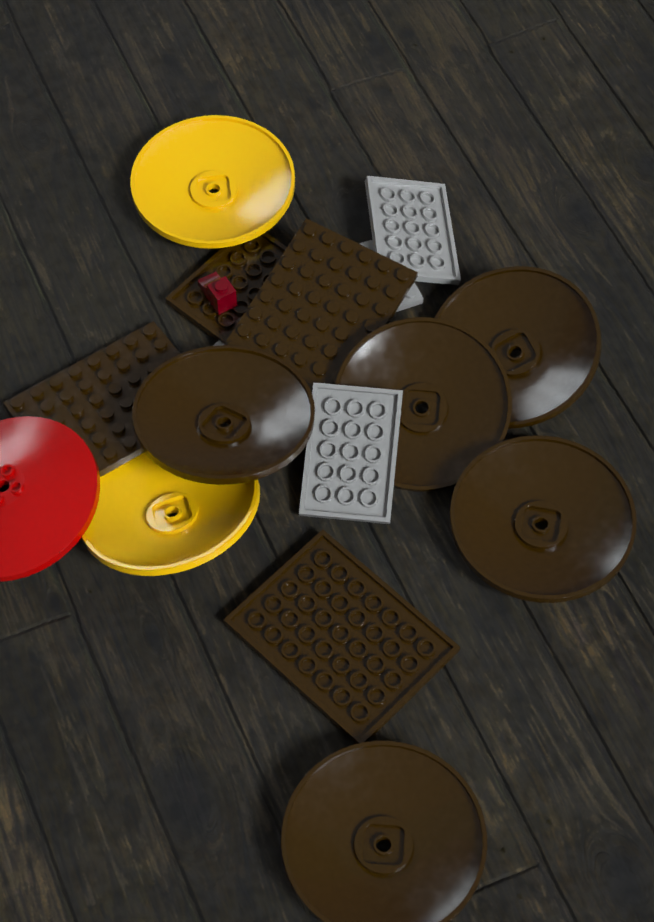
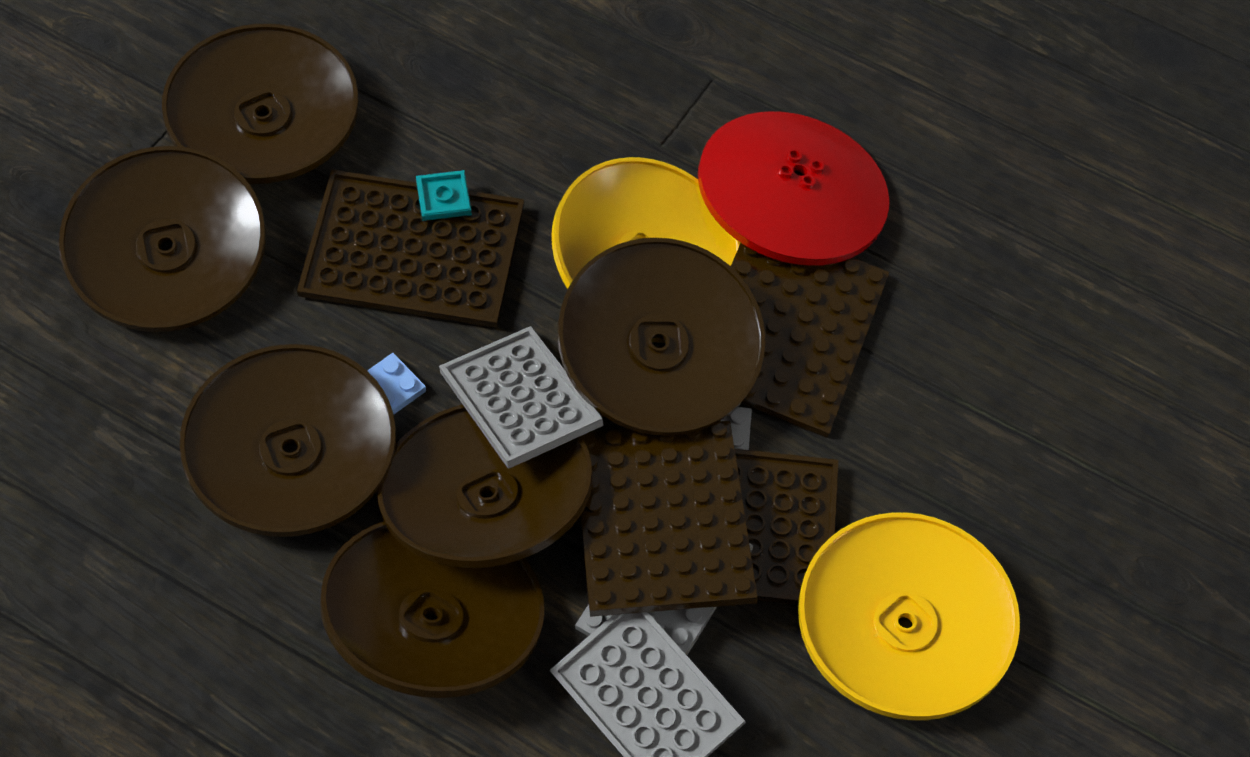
camera: 140 degrees right, 0 degrees up
(218, 292) = (788, 488): dark red arch -> none
(286, 658) = (443, 195): none -> teal tile
(432, 535) = (397, 382): none -> light blue plate
(553, 708) = (158, 197): none -> dark brown dish

